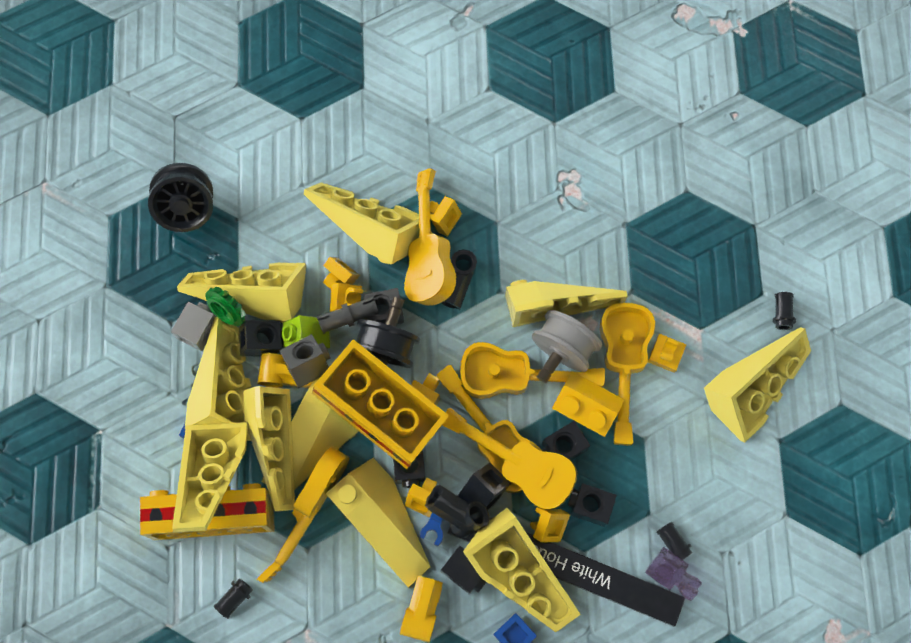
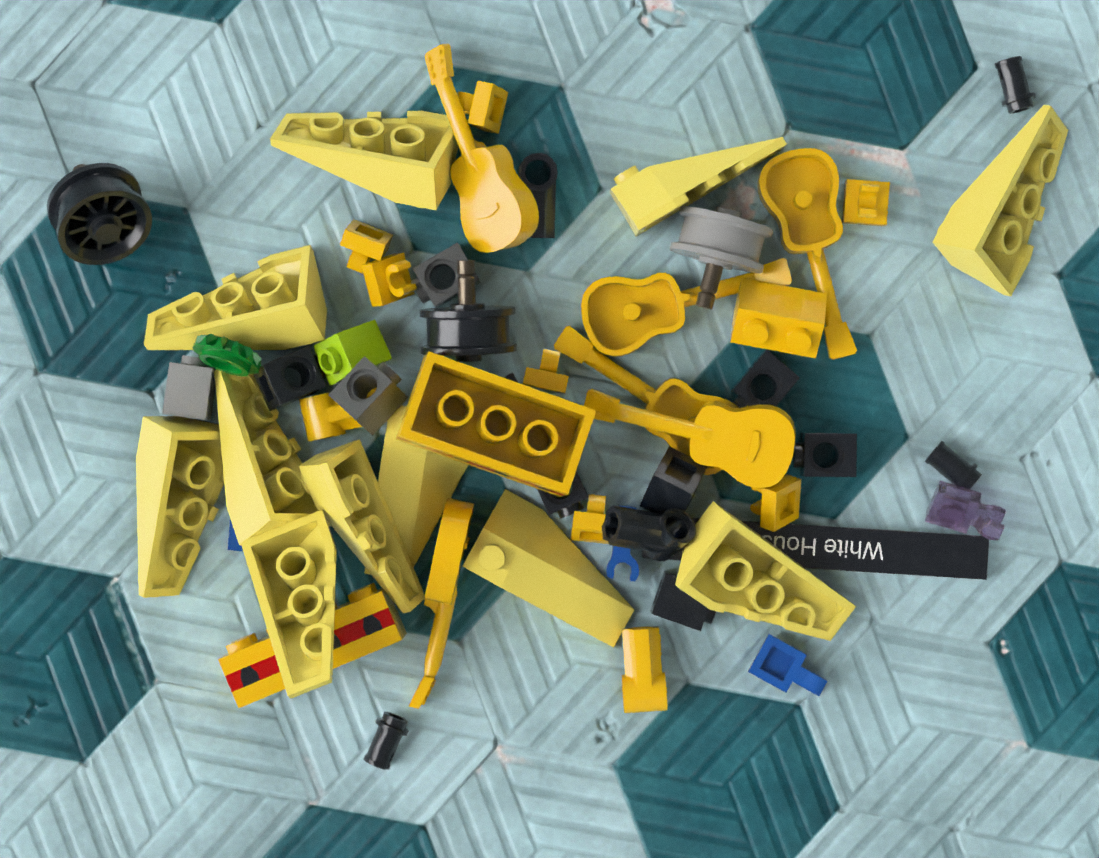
camera: 15 degrees left, 15 degrees up
(157, 392) = (176, 495): none -> light yellow wedge
(347, 315) = (402, 308): dark grey pin -> none

